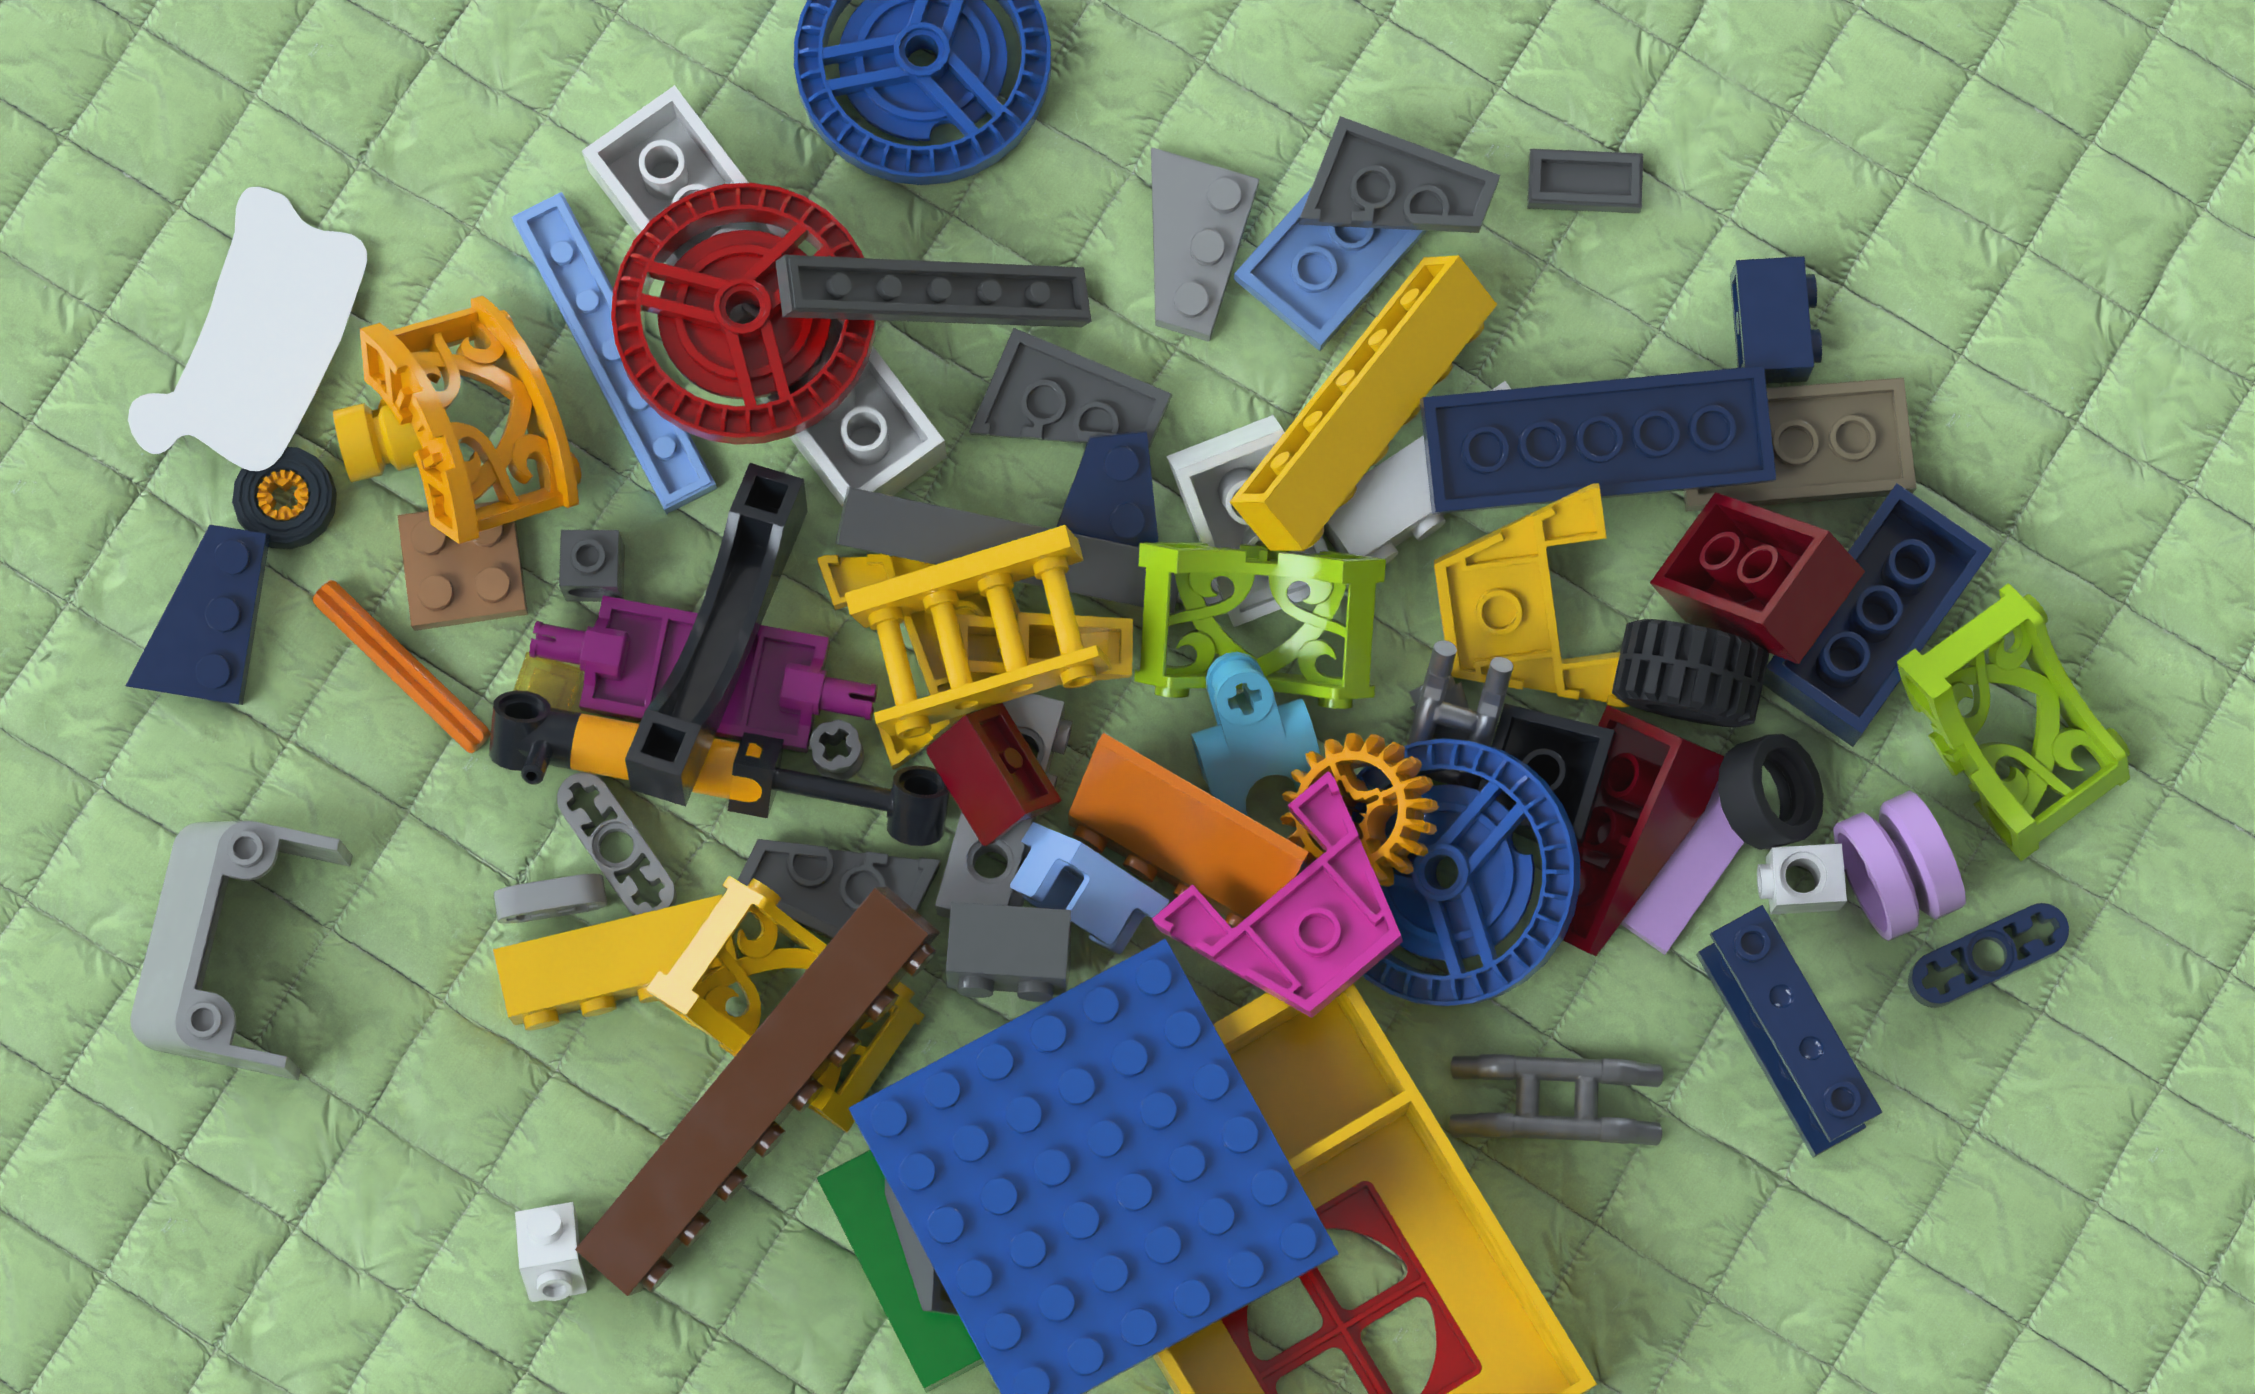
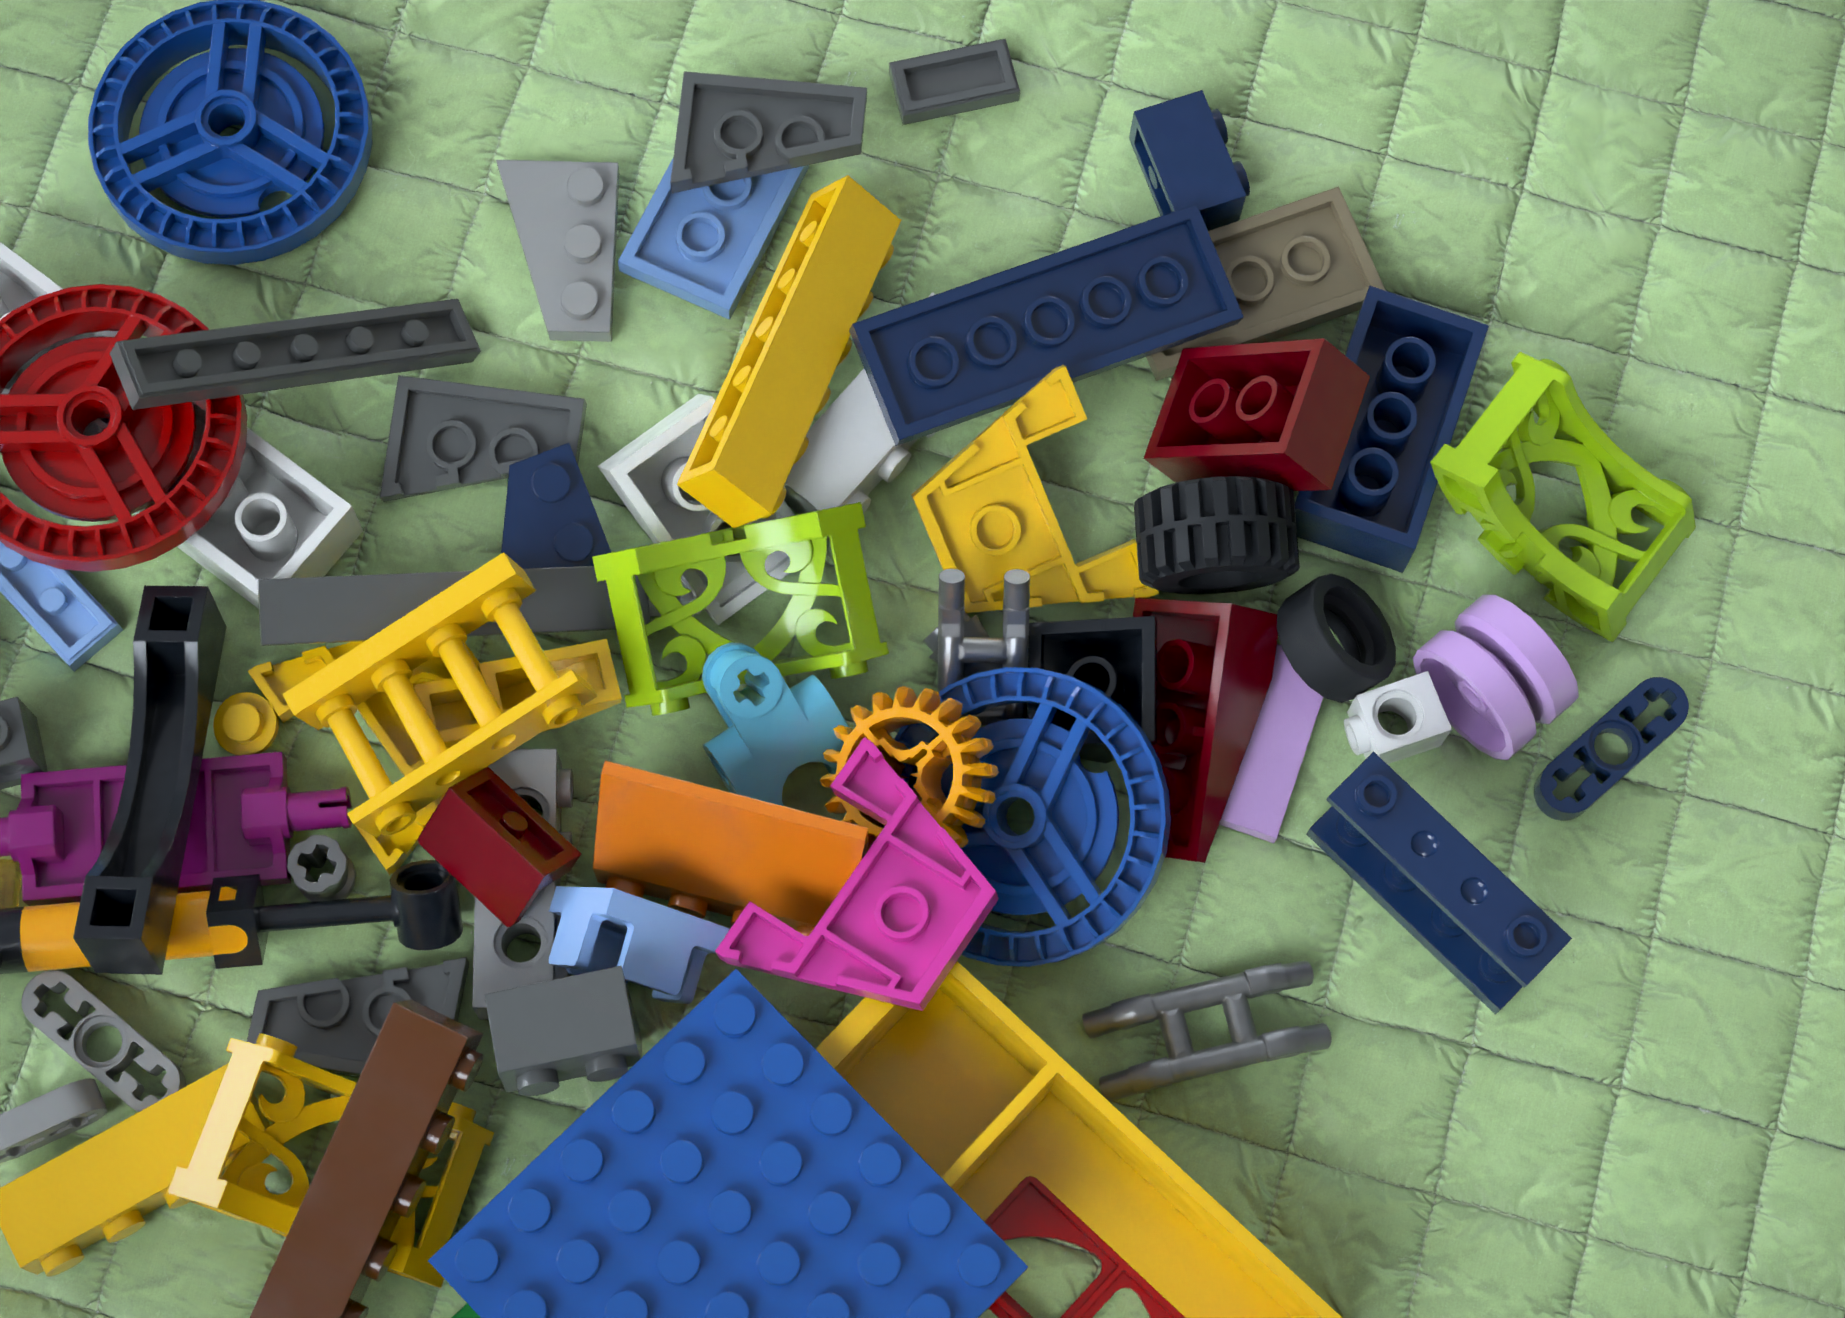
camera: 20 degrees left, 5 degrees down
(803, 603) = (245, 724): none -> yellow plate

